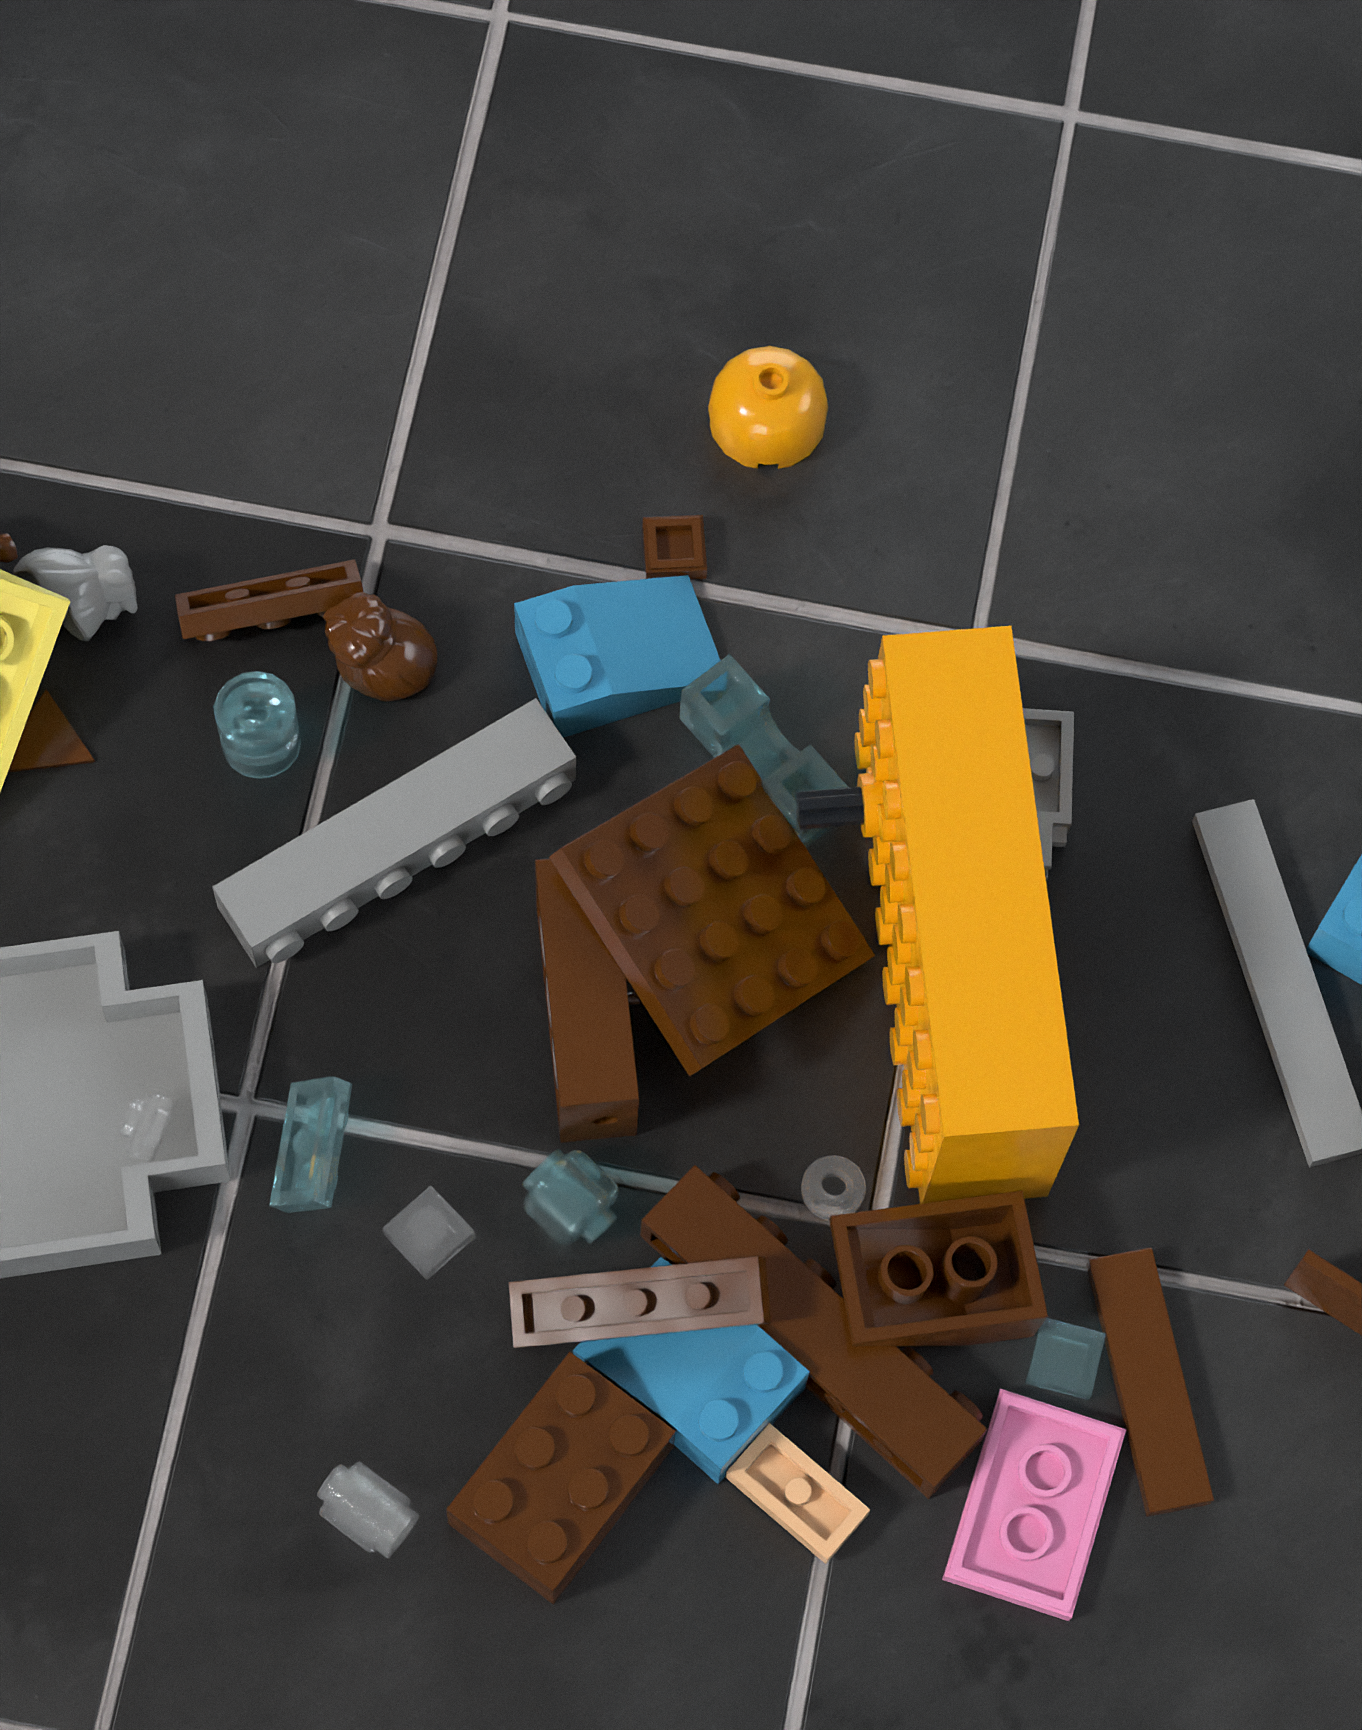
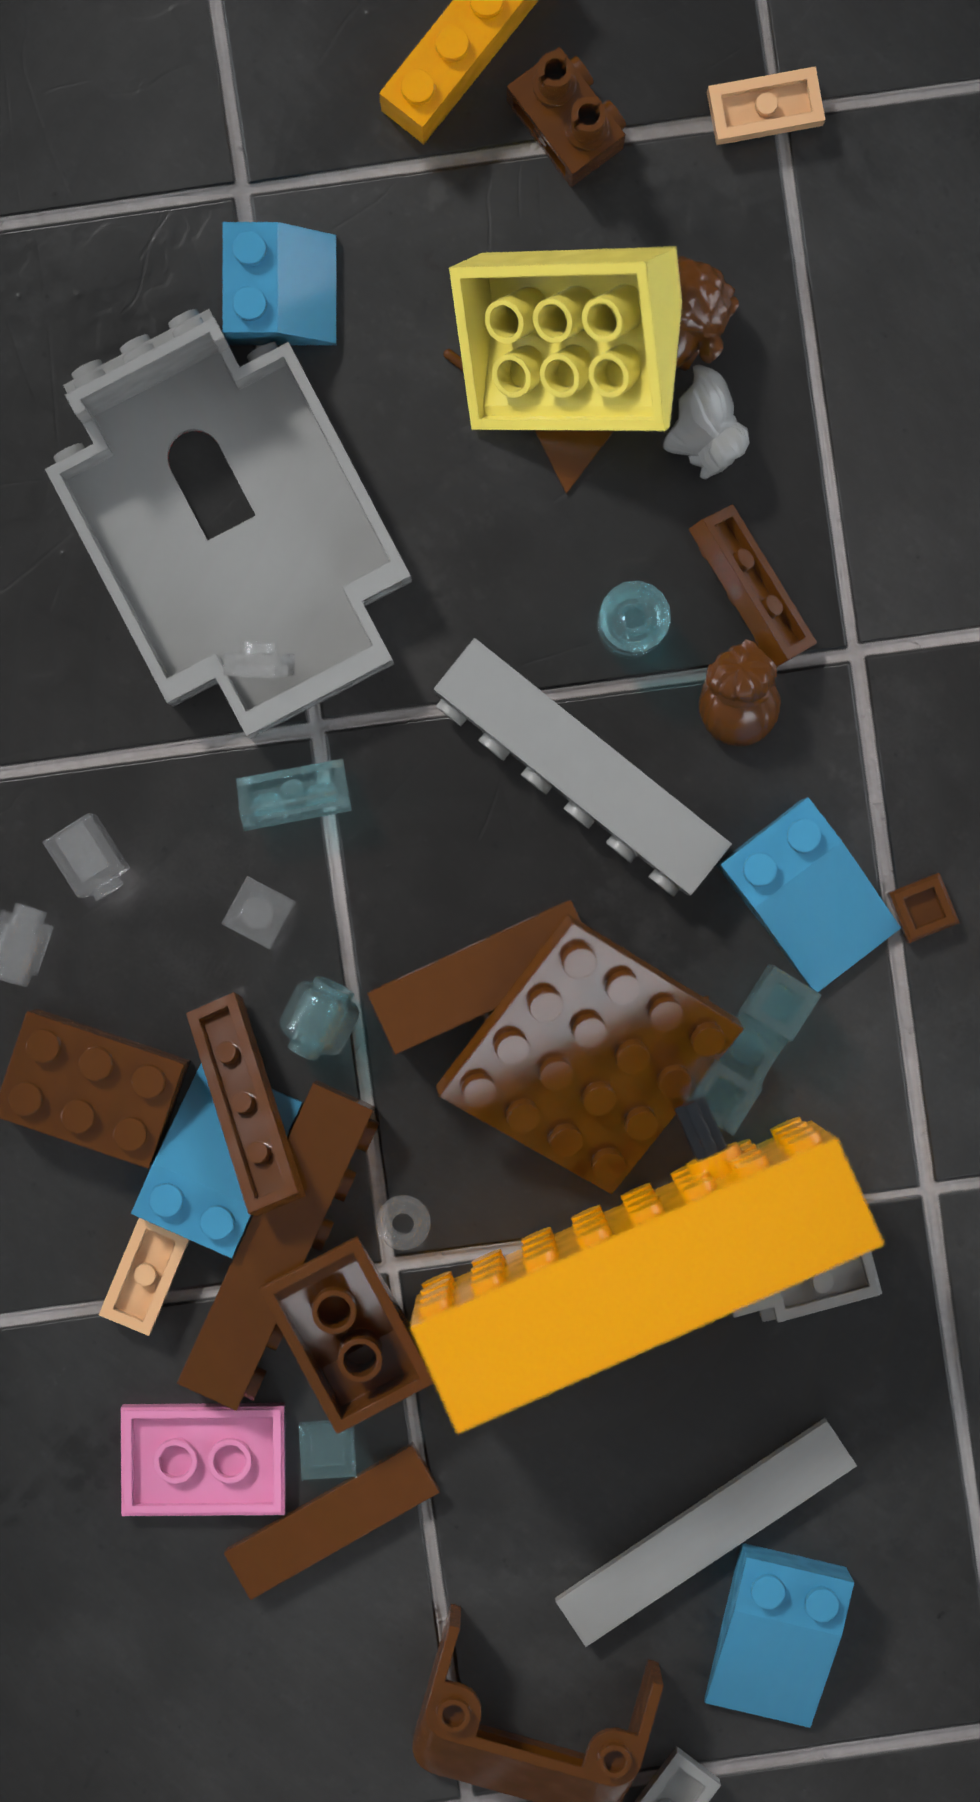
camera: 75 degrees right, 20 degrees up
(296, 1395) = (88, 857): none -> clear brick

